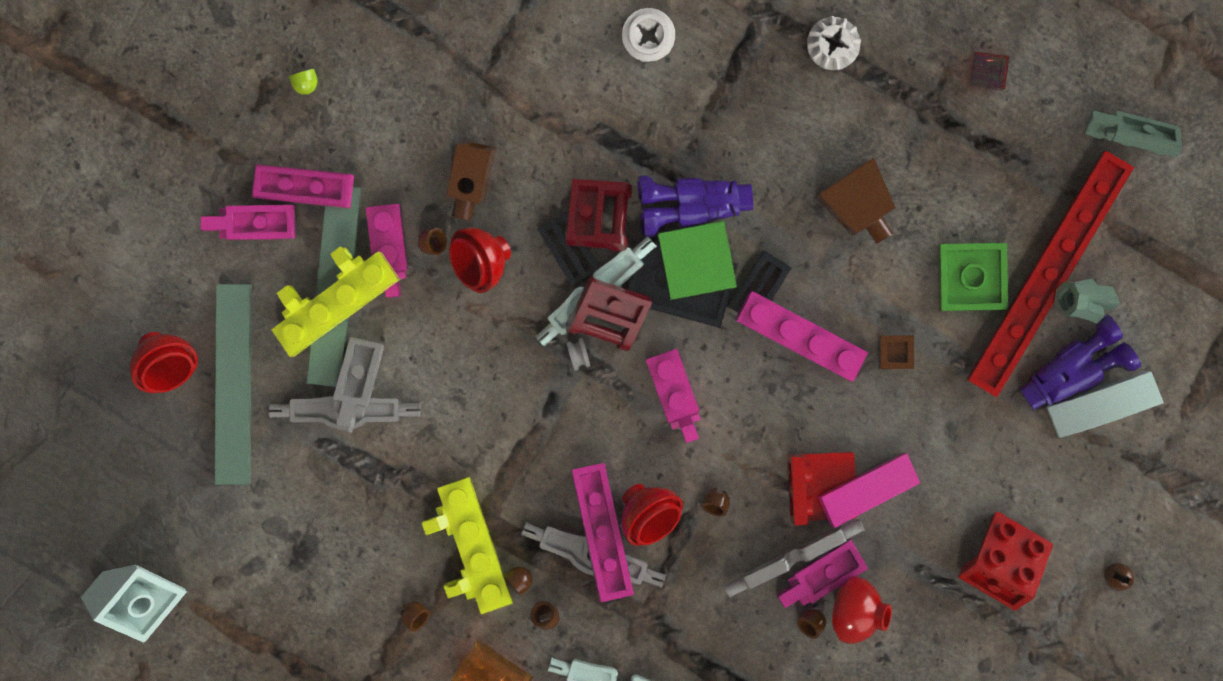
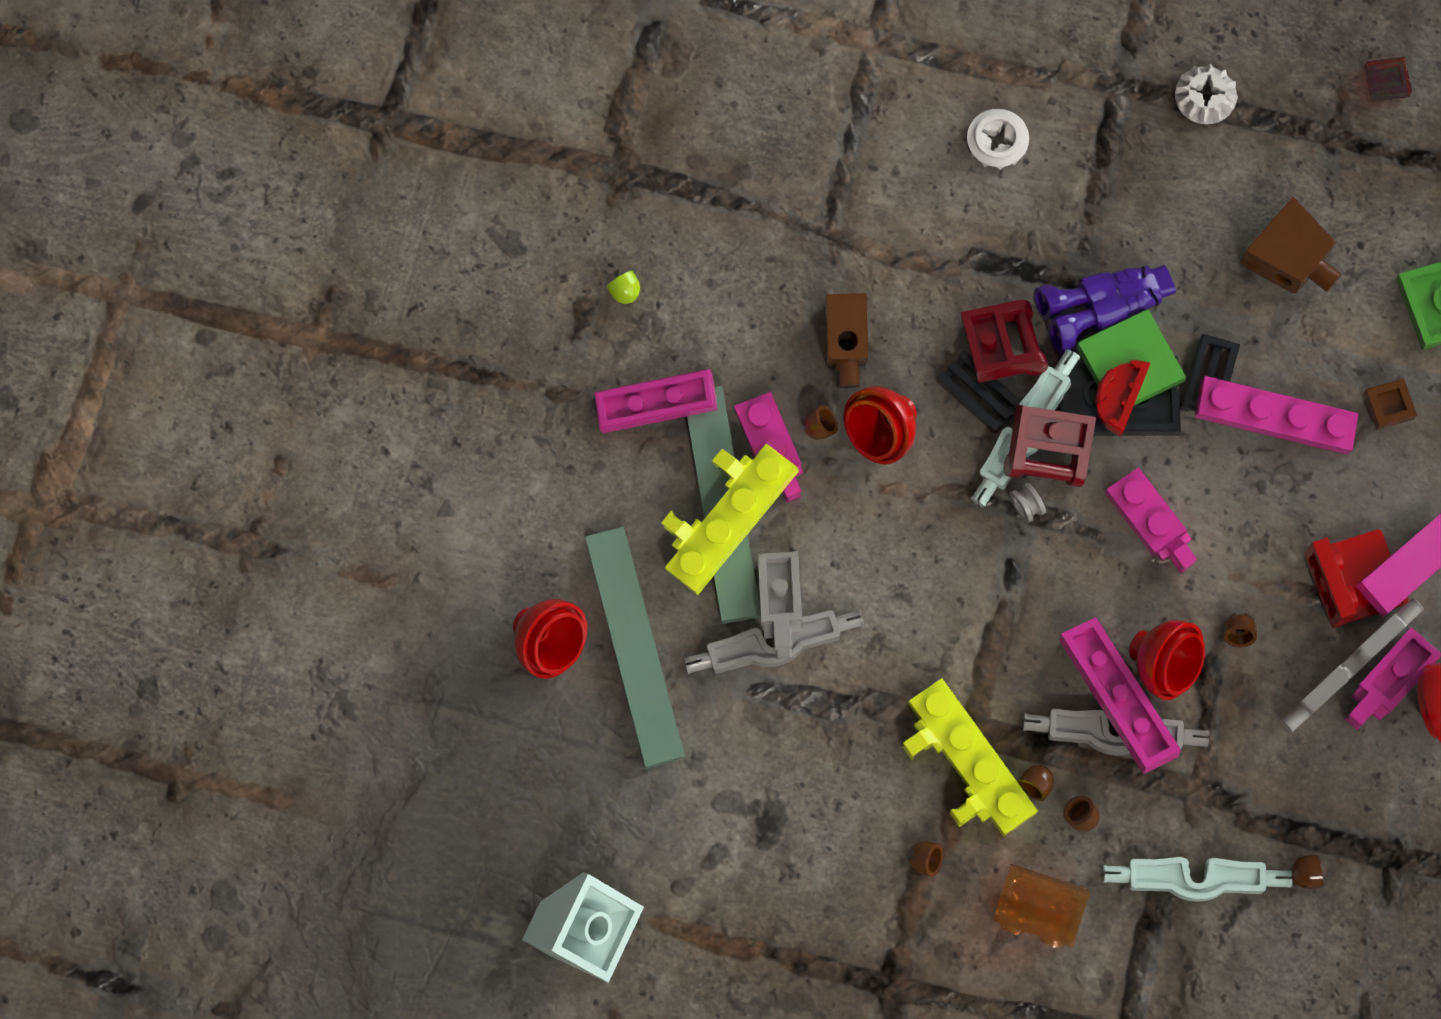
camera: 15 degrees left, 15 degrees down
(253, 222) = (608, 457): dark pink hinge -> none
(677, 287) = (1118, 394): none -> red tile
(812, 623) = (1398, 738): reddish brown hinge -> none

